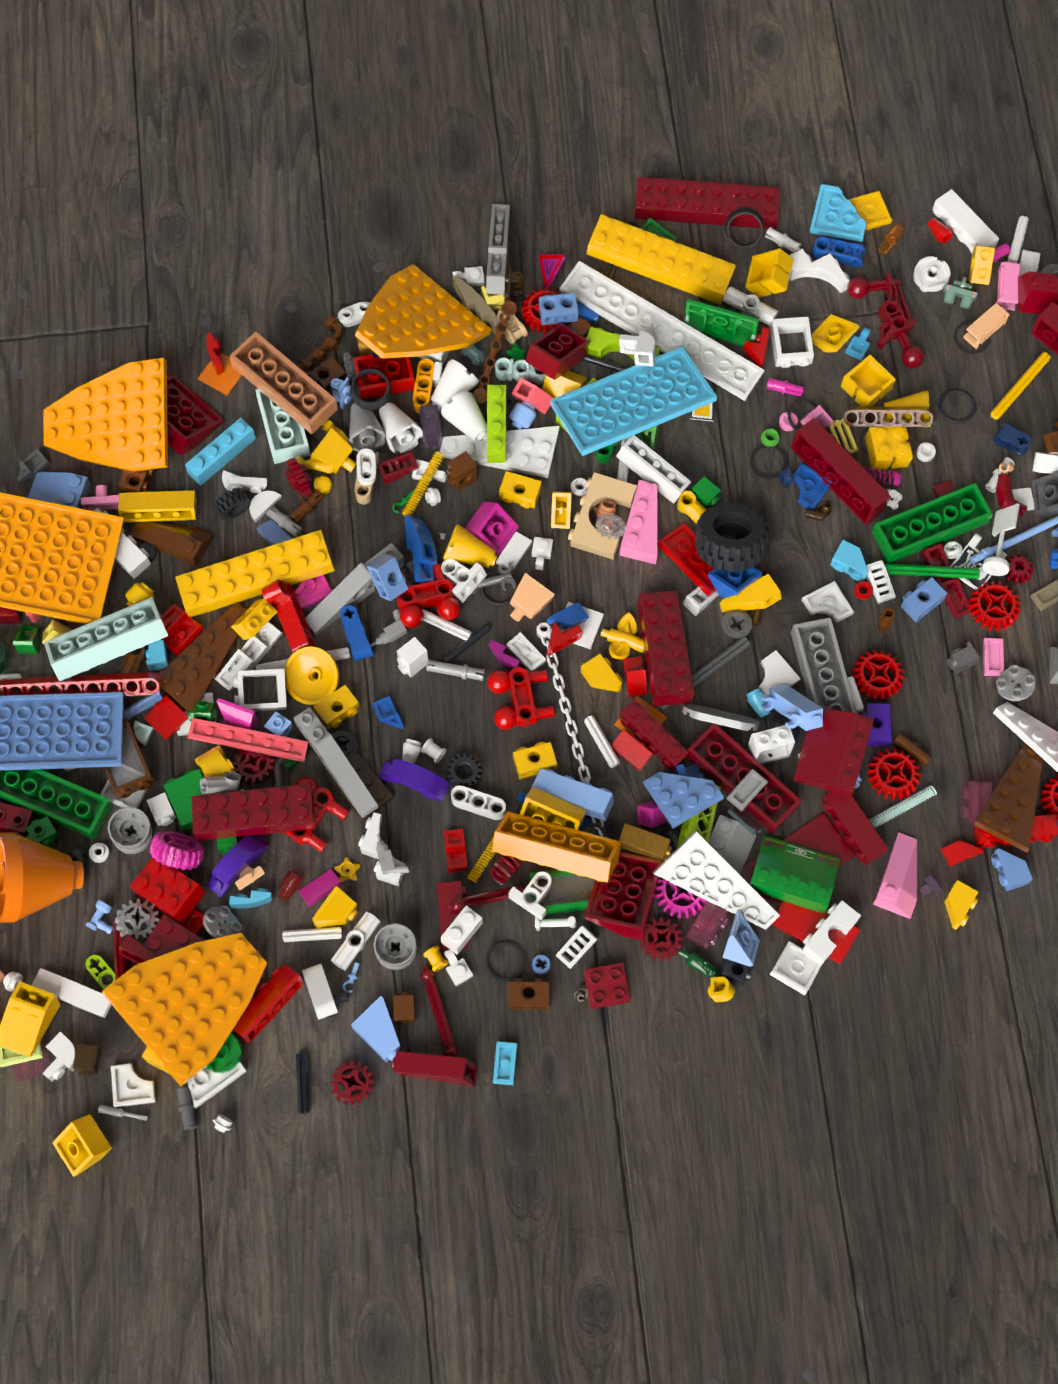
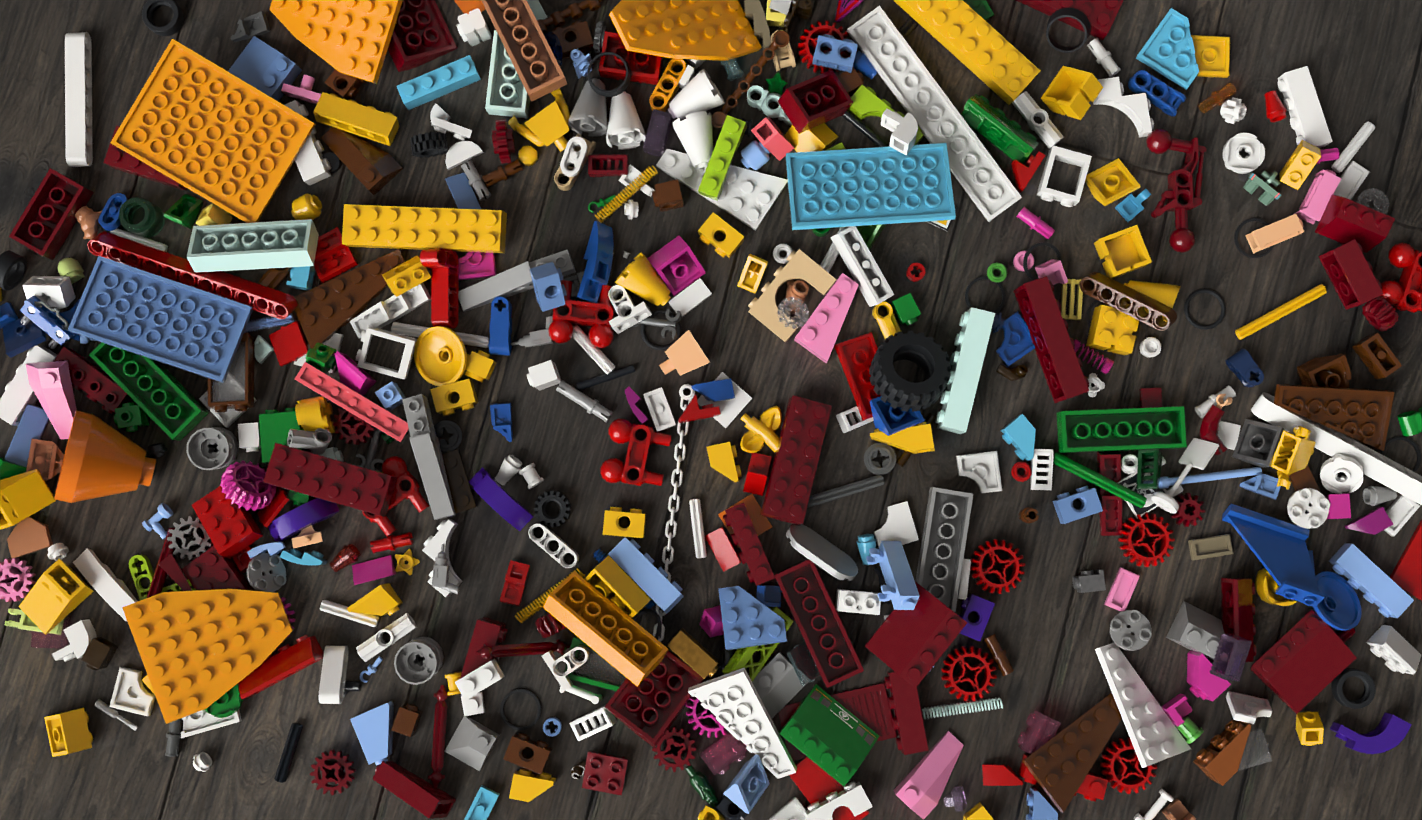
camera: 35 degrees right, 15 degrees up
(99, 858) = (184, 458): white plate -> none
(205, 868) = (271, 511): none -> red piece
(219, 897) = (272, 547): none -> medium blue slope
(235, 395) = (473, 27): none -> white brick
(328, 856) = (391, 542): none -> red pin
(350, 673) = (479, 366): none -> yellow brick
(472, 1007) = (472, 743): none -> light grey slope
(542, 550) = (718, 306): white plate -> none
(542, 1024) = (528, 786): none -> yellow slope
(701, 456) = (912, 277): none -> red bush
(747, 790) = (814, 640): light grey tile -> none
(778, 513) = (965, 370): none -> light aqua brick
(908, 244) = (1233, 110): none -> white gear
(965, 534) = (1143, 455): none -> dark green slope

